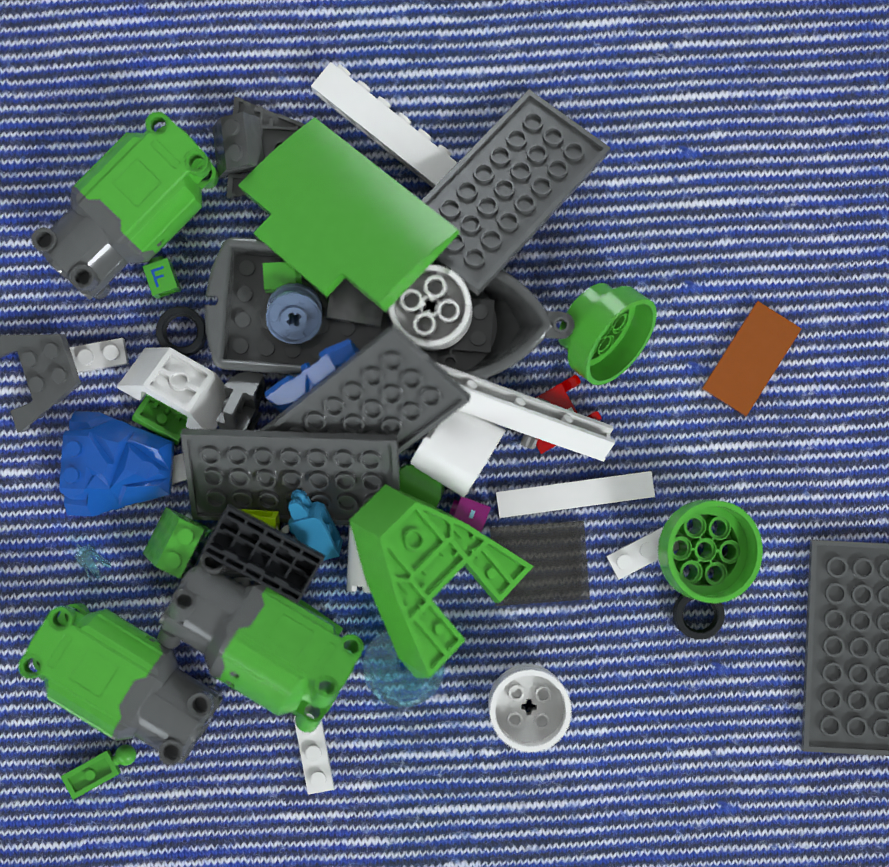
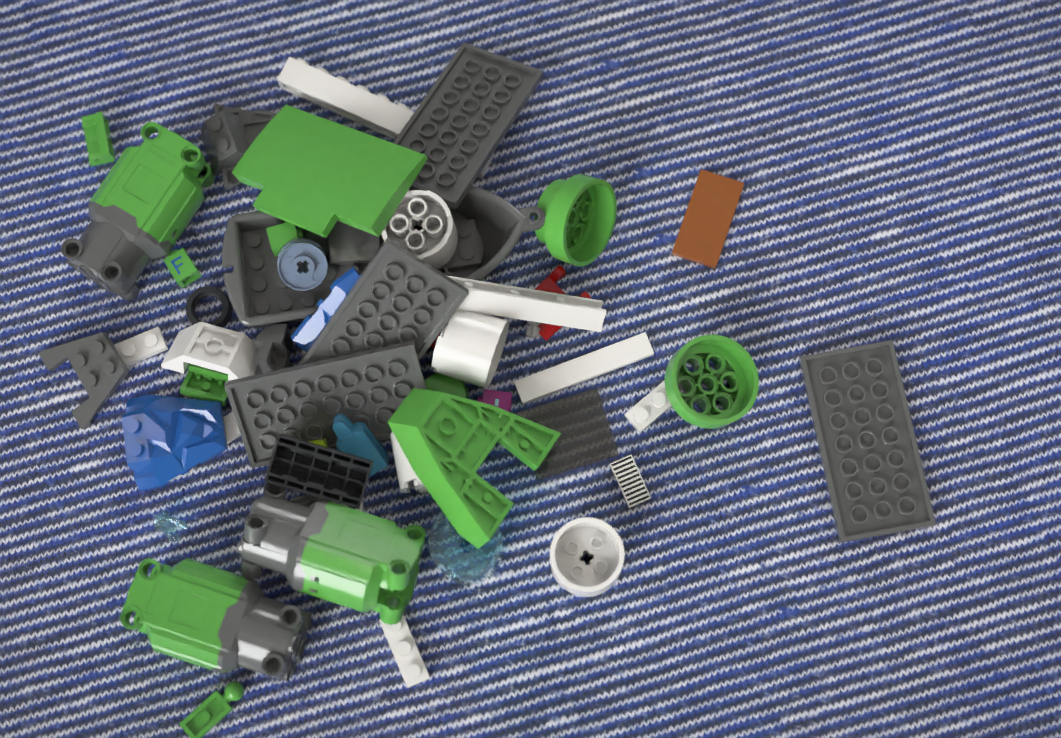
camera: 10 degrees left, 10 degrees down
(98, 105) = (98, 139): none -> bright green hinge
(176, 543) = (240, 486): bright green slope -> none
(594, 630) = (630, 481): none -> tile
(711, 630) = (715, 462): black tyre -> none

